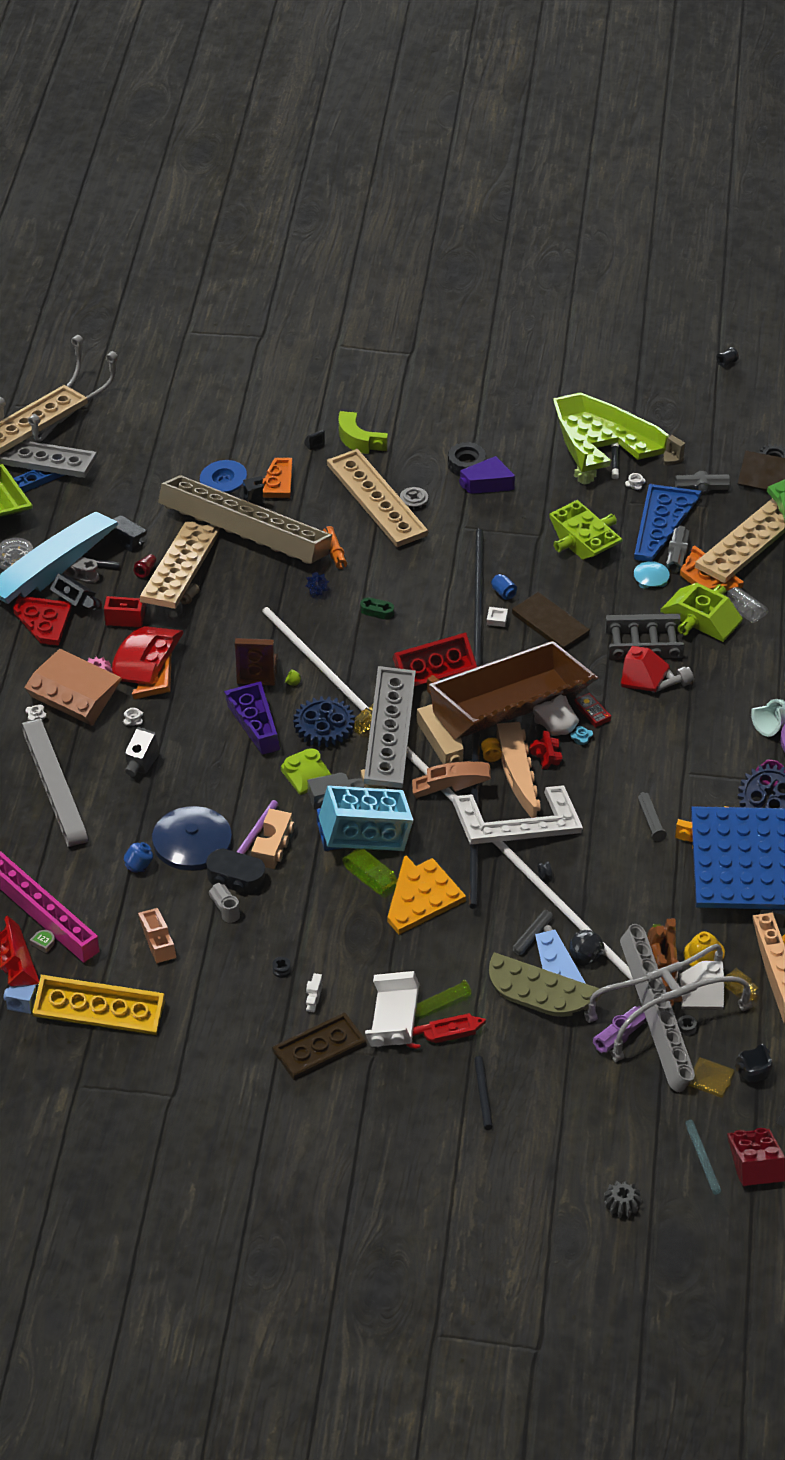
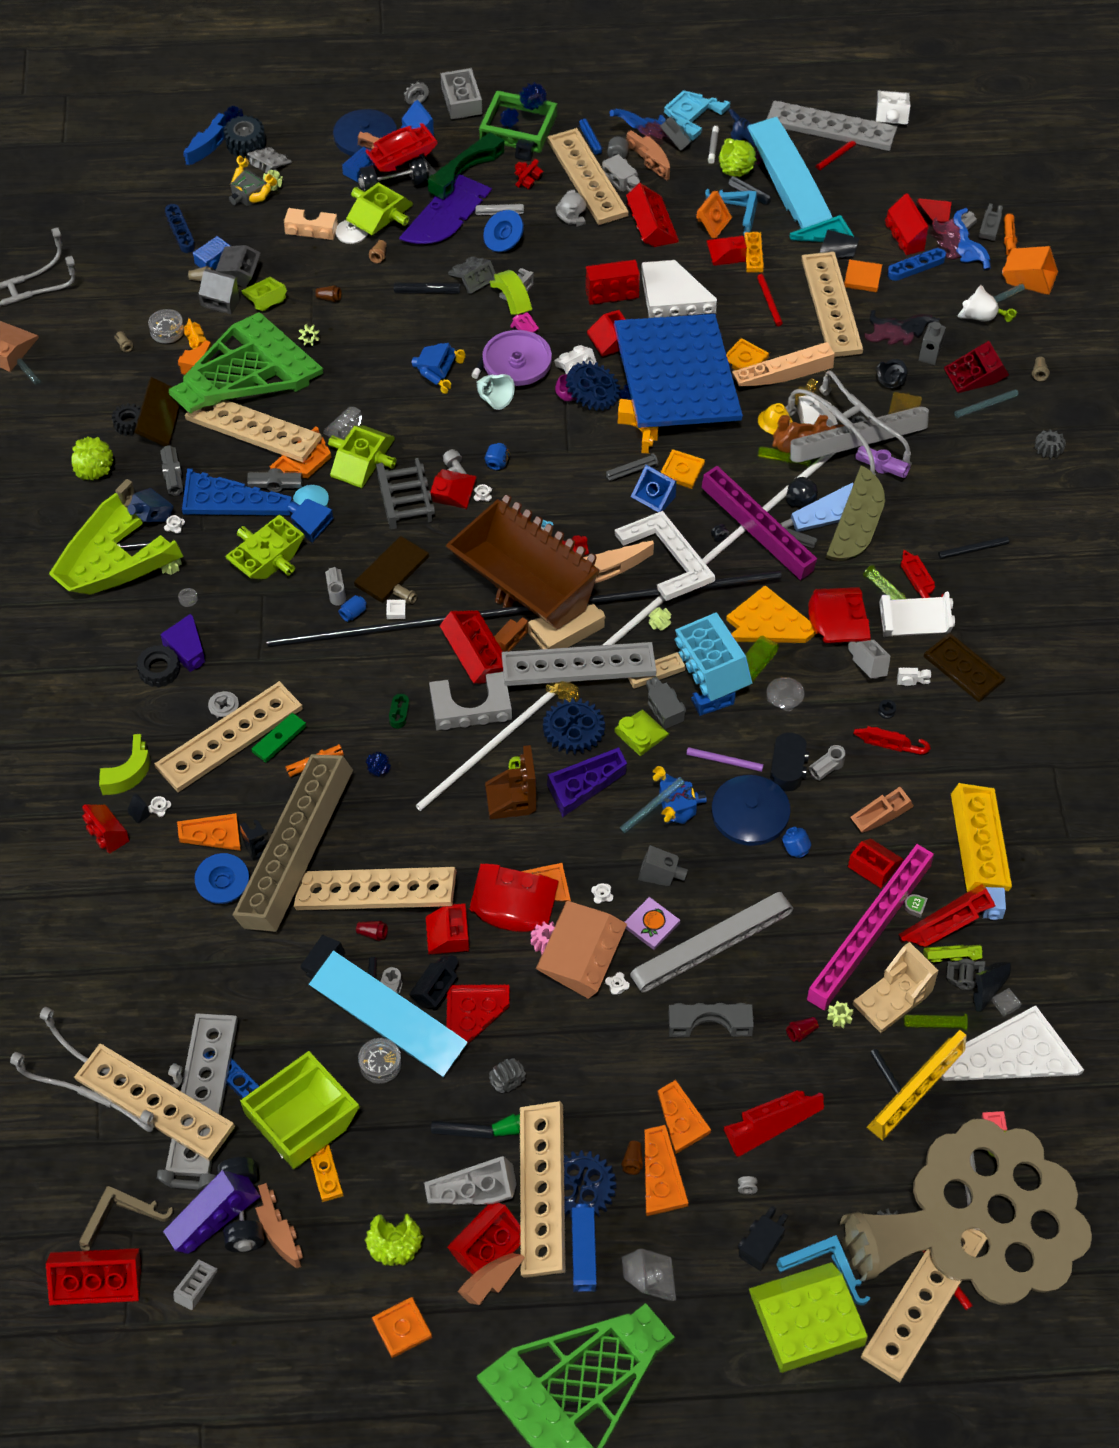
camera: 100 degrees left, 10 degrees up
(90, 746) = (651, 923): none -> lavender tile
(99, 911) = (874, 862): none -> red slope
(211, 757) = (652, 804): none -> clear light blue piece
(215, 781) = (680, 804): none -> blue torso
(238, 958) = (890, 740): none -> red plate
(277, 827) = (753, 738): light nougat arch -> none
(297, 413) = (104, 826): none -> red slope
(315, 452) = (159, 801): none -> white plate
(323, 889) = (785, 693): none -> clear dish
(343, 954) = (870, 658): none -> light grey hinge
(365, 636) = (450, 715): none -> light grey arch
(366, 527) = (278, 737): none -> green tile
(411, 947) = (839, 615): none -> red slope
(438, 802) = (660, 618): none -> yellowish green gear
(455, 774) = (634, 608): nougat slope -> none
(512, 627) = (405, 594): none -> dark tan pin
(528, 577) = (335, 586): none -> light grey piece
(542, 893) = (759, 523): none -> magenta brick
(545, 485) = (187, 597): none -> clear tile
(614, 828) = (654, 489): none -> blue slope
(619, 565) = (310, 518): none -> blue torso
(636, 696) = (482, 493): none -> white plate
(645, 859) = (683, 468): none -> light orange tile
(653, 459) = (150, 506): none -> dark blue torso
(681, 709) = (497, 456): none -> blue head
(721, 427) = (91, 458): none -> lime hair
(750, 1222) = (1040, 370): none -> dark tan cone

